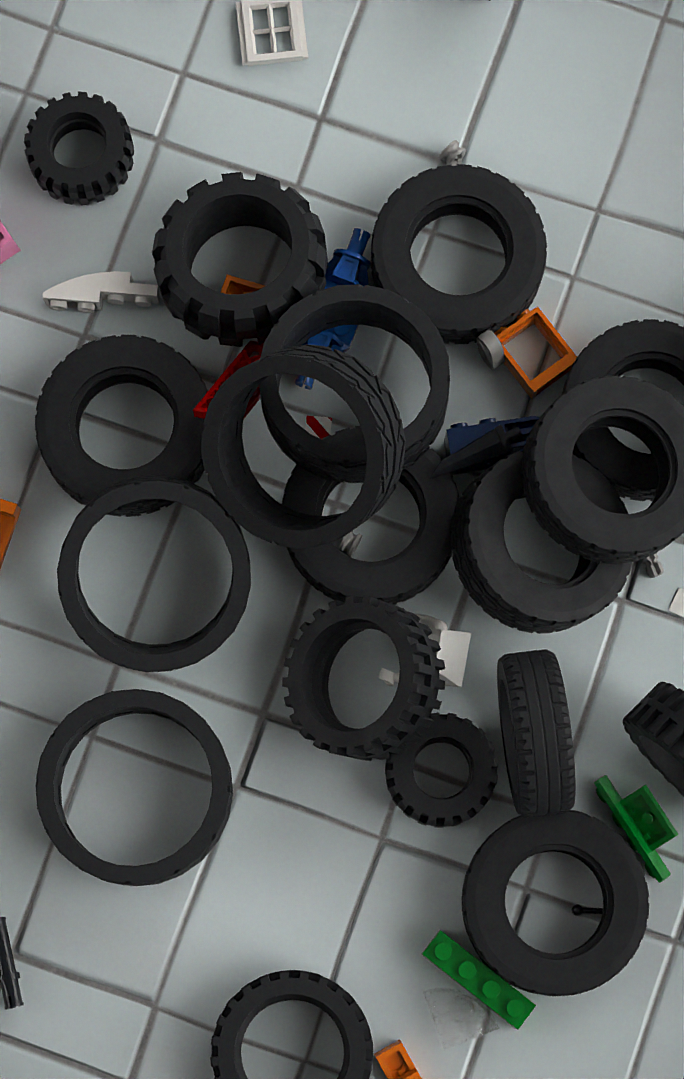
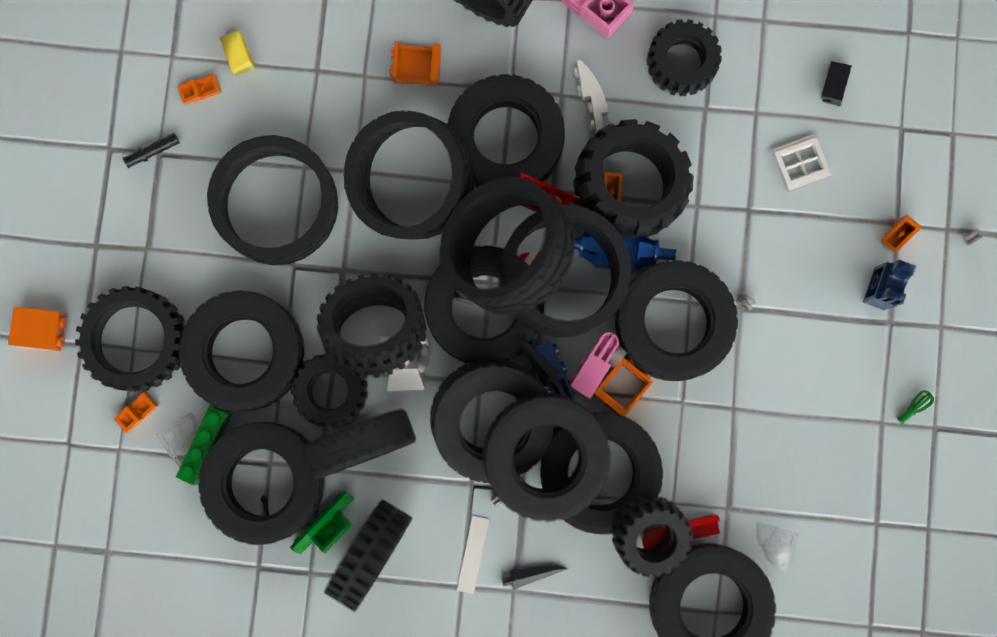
camera: 75 degrees right, 5 degrees up
(351, 818) = (198, 343): none -> black tyre
(495, 380) = (594, 366): none -> bright pink brick

